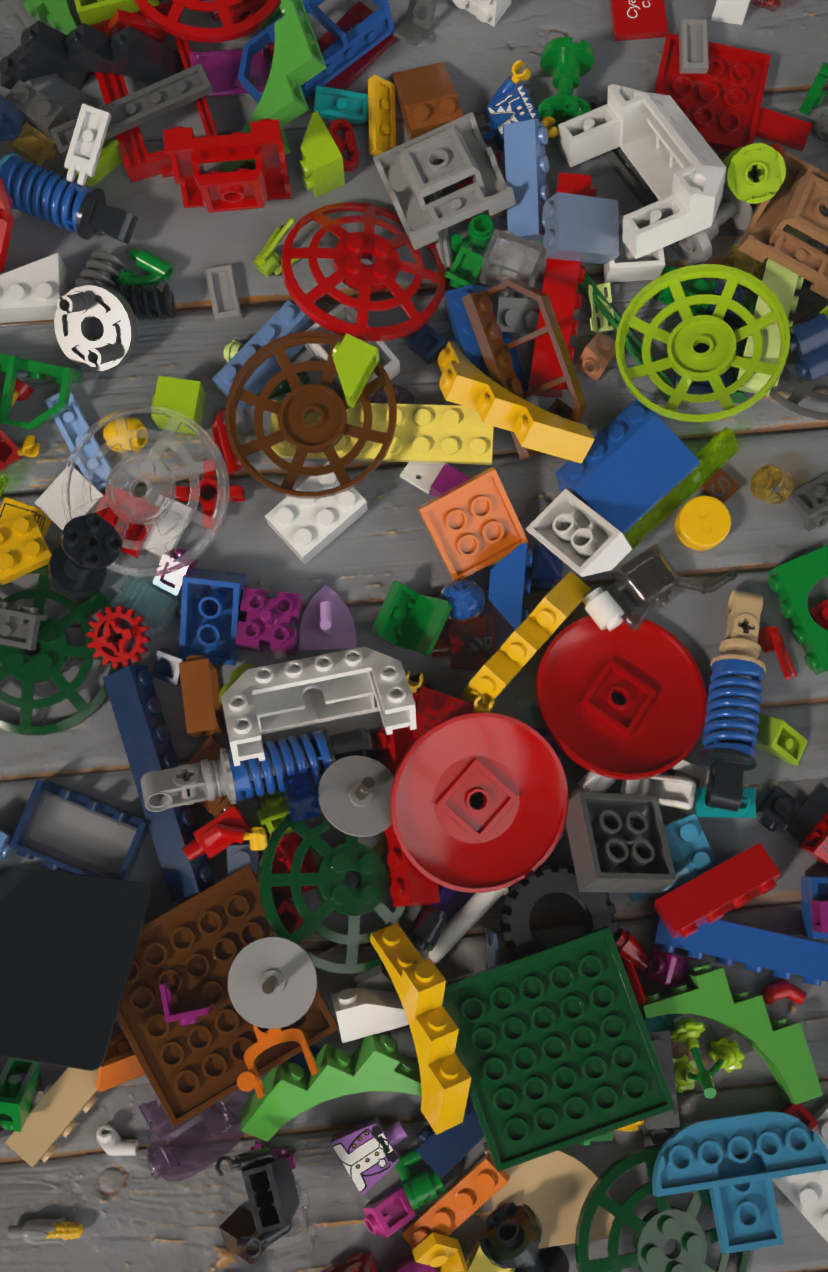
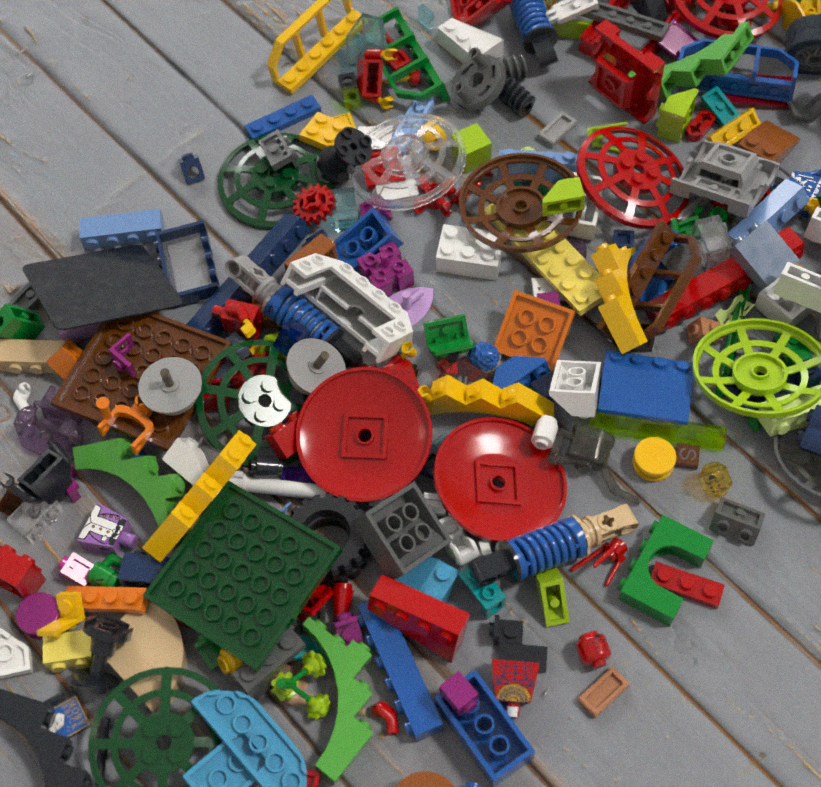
camera: 60 degrees right, 20 degrees down
(158, 268) = (541, 89): green plant -> none

